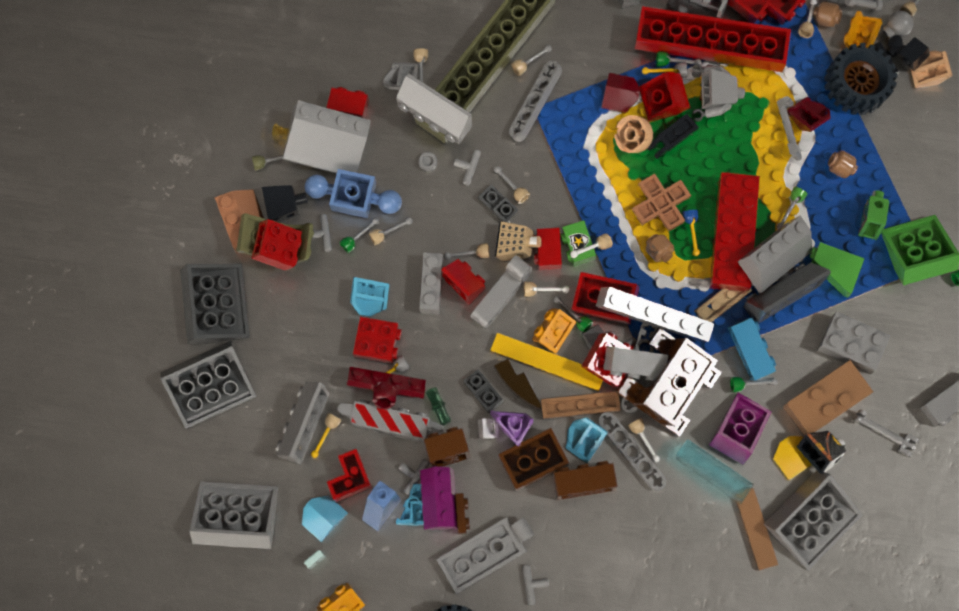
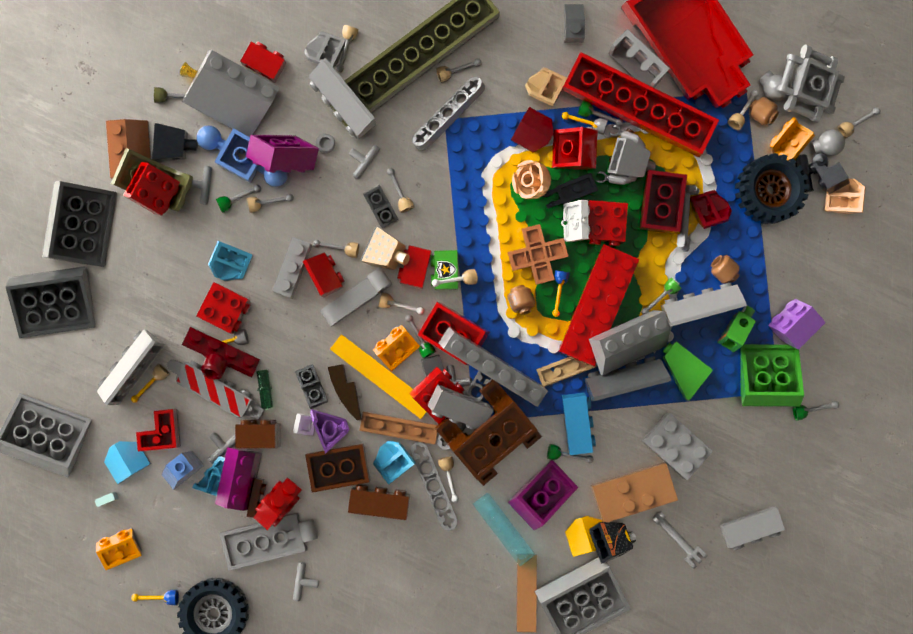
camera: 10 degrees right, 10 degrees up
(391, 176) = (282, 153): none -> magenta brick
(485, 510) = (277, 503): none -> red brick
(618, 49) = (546, 86): none -> tan slope
(688, 159) = (576, 216): none -> white plate
(716, 153) = (607, 222): none -> red brick
(763, 119) = (663, 202): none -> dark red brick
(836, 201) = (703, 305): none -> light grey slope
(927, 193) = (796, 323): none -> medium lavender brick

